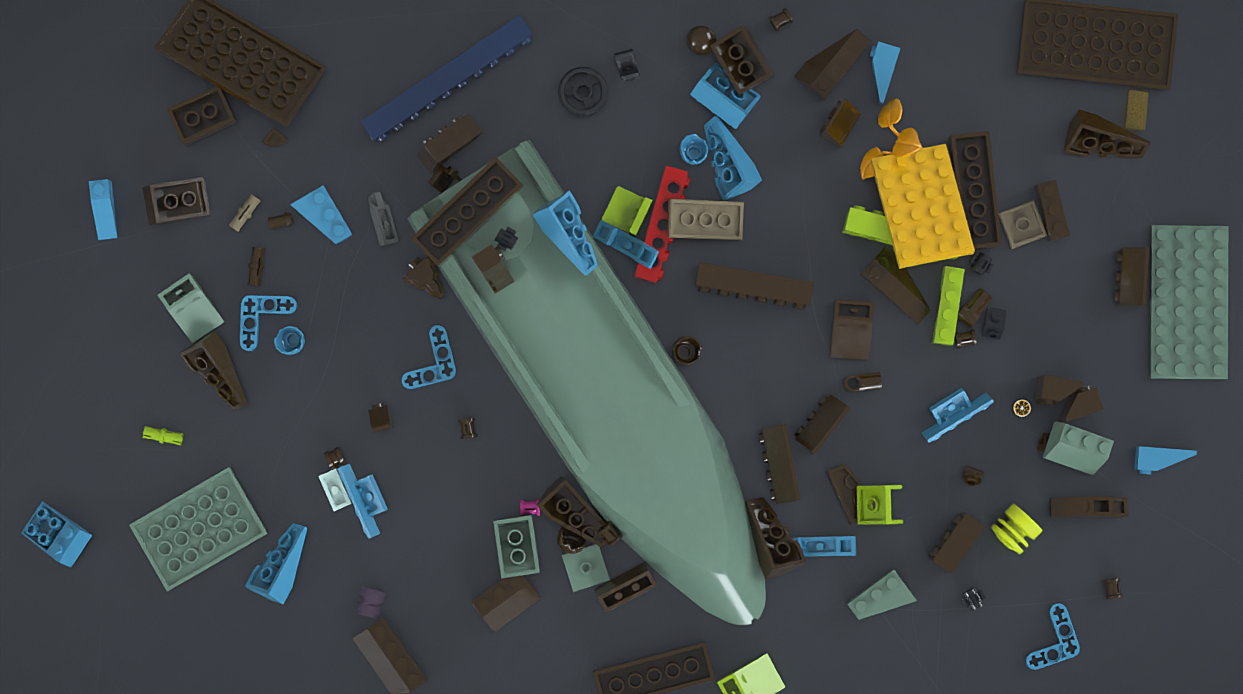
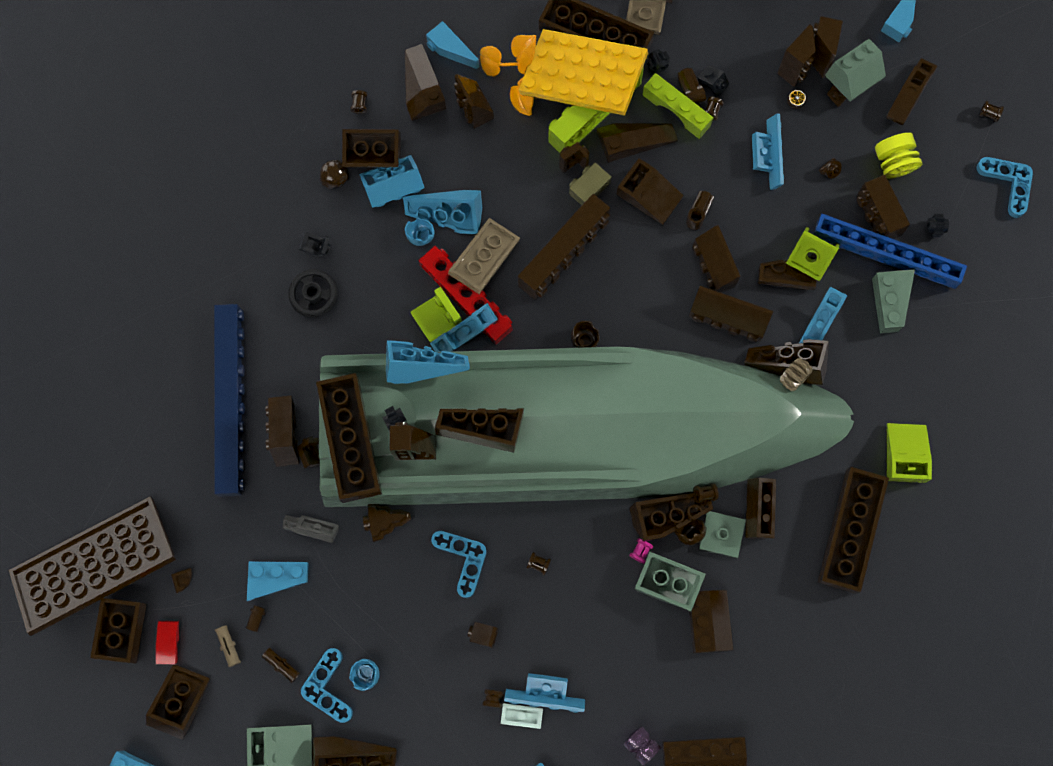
camera: 55 degrees left, 10 degrees down
(217, 160) = (166, 642): none -> red slope
(544, 319) = (482, 427): none -> dark brown wedge
(755, 551) = (796, 374): none -> dark tan gear
(827, 272) = (592, 181): none -> olive brick
(840, 239) = (572, 155): none -> dark brown bracket
(922, 569) = (890, 251): none -> blue brick

